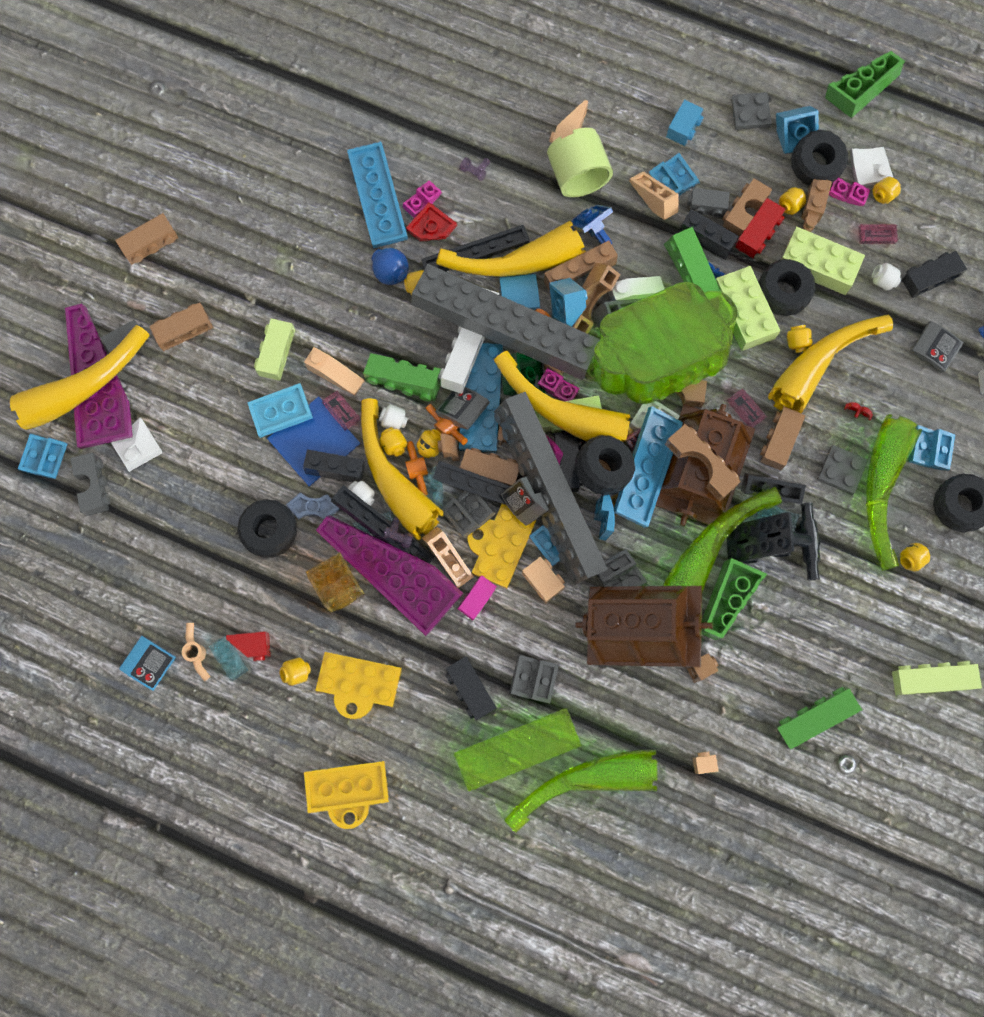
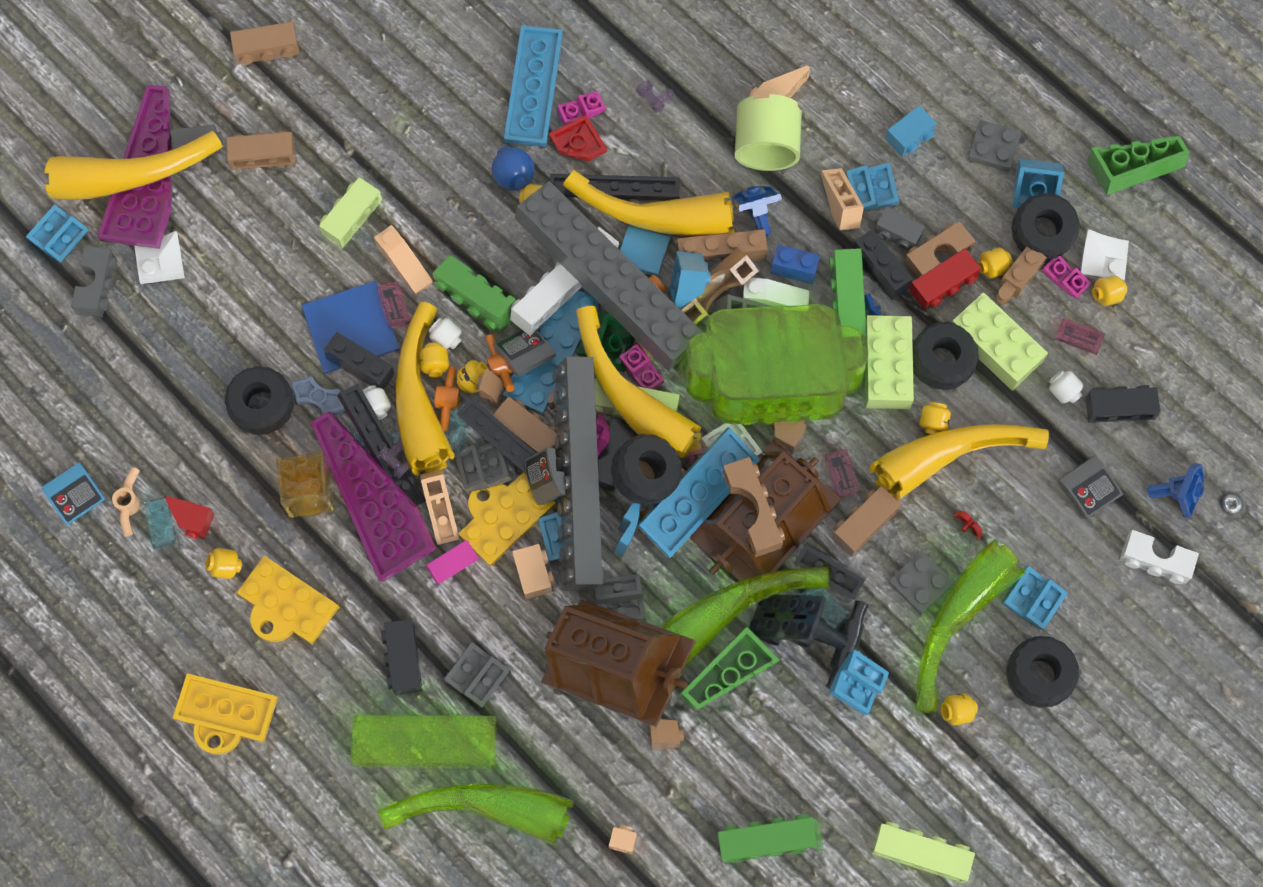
camera: 20 degrees right, 5 degrees down
(280, 410) = (327, 279): medium azure plate -> none
(642, 259) = (795, 264): none -> blue brick
(831, 566) = (858, 682): none -> dark azure slope

